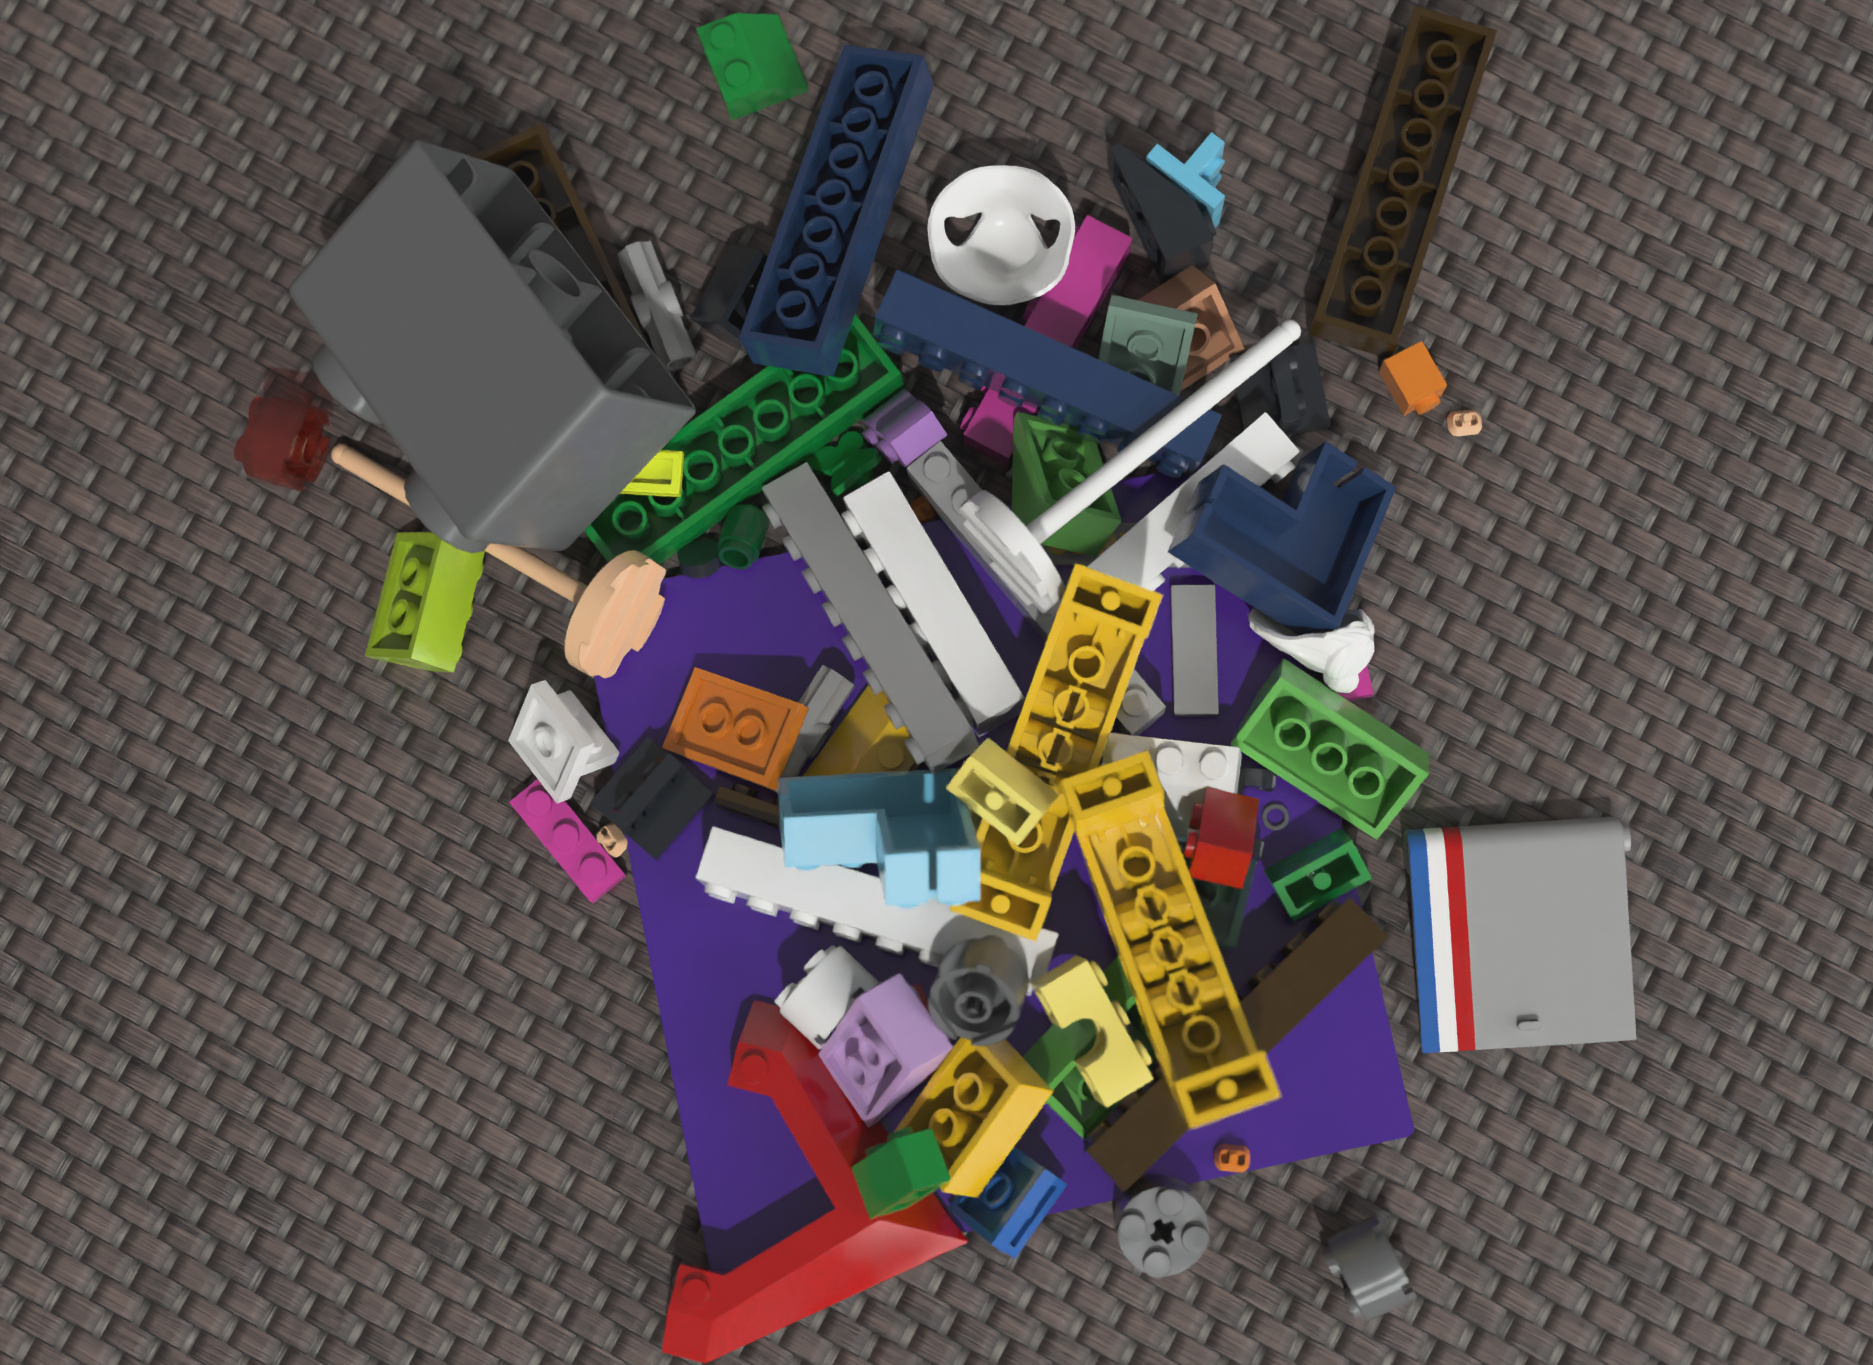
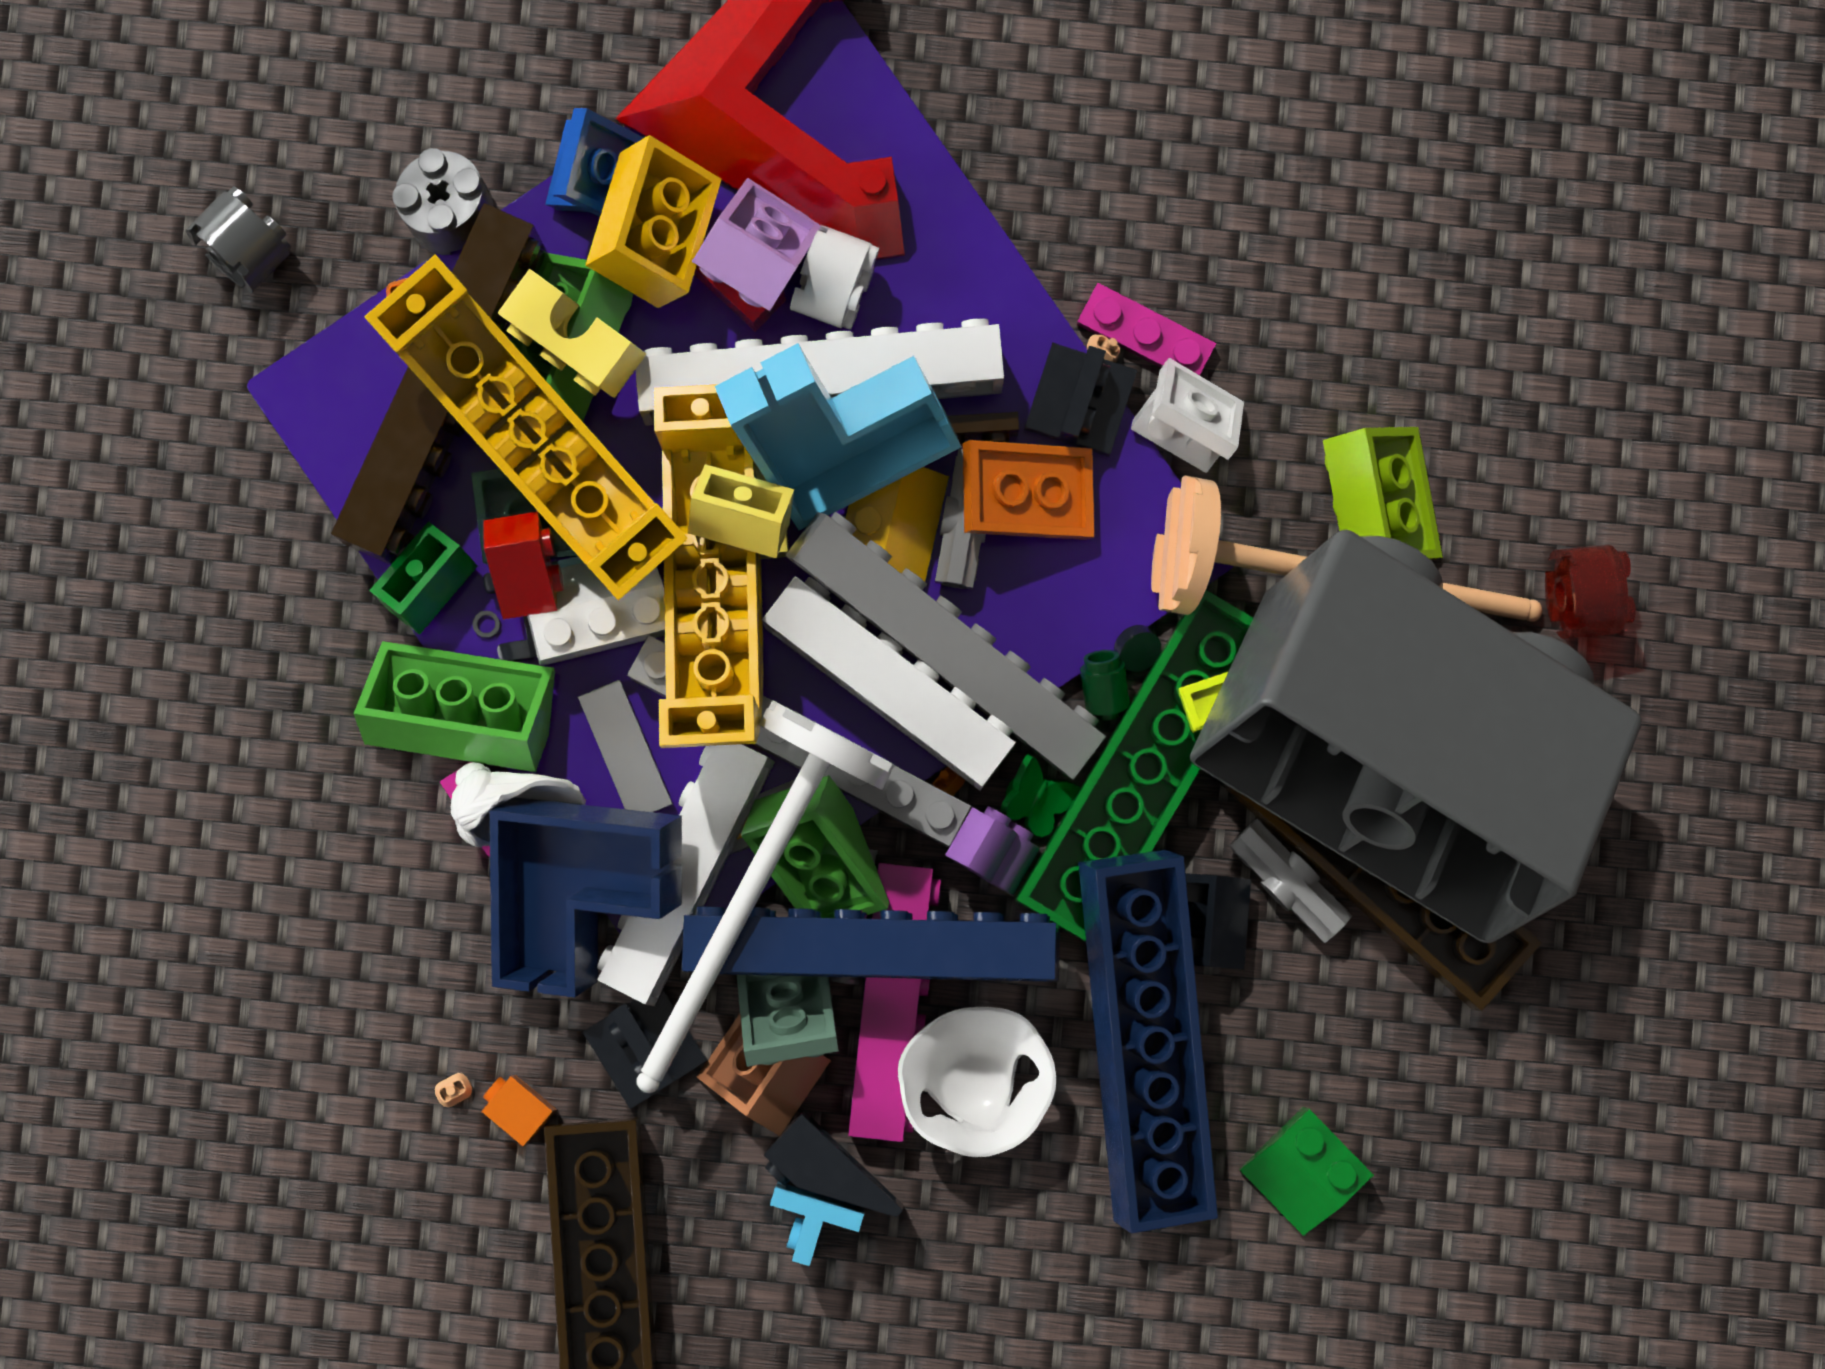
camera: 145 degrees right, 5 degrees up
(900, 1171) = (696, 139): green brick -> none
(978, 991) = (688, 322): dark grey brick -> none
(1521, 930) = (216, 613): light grey door -> none

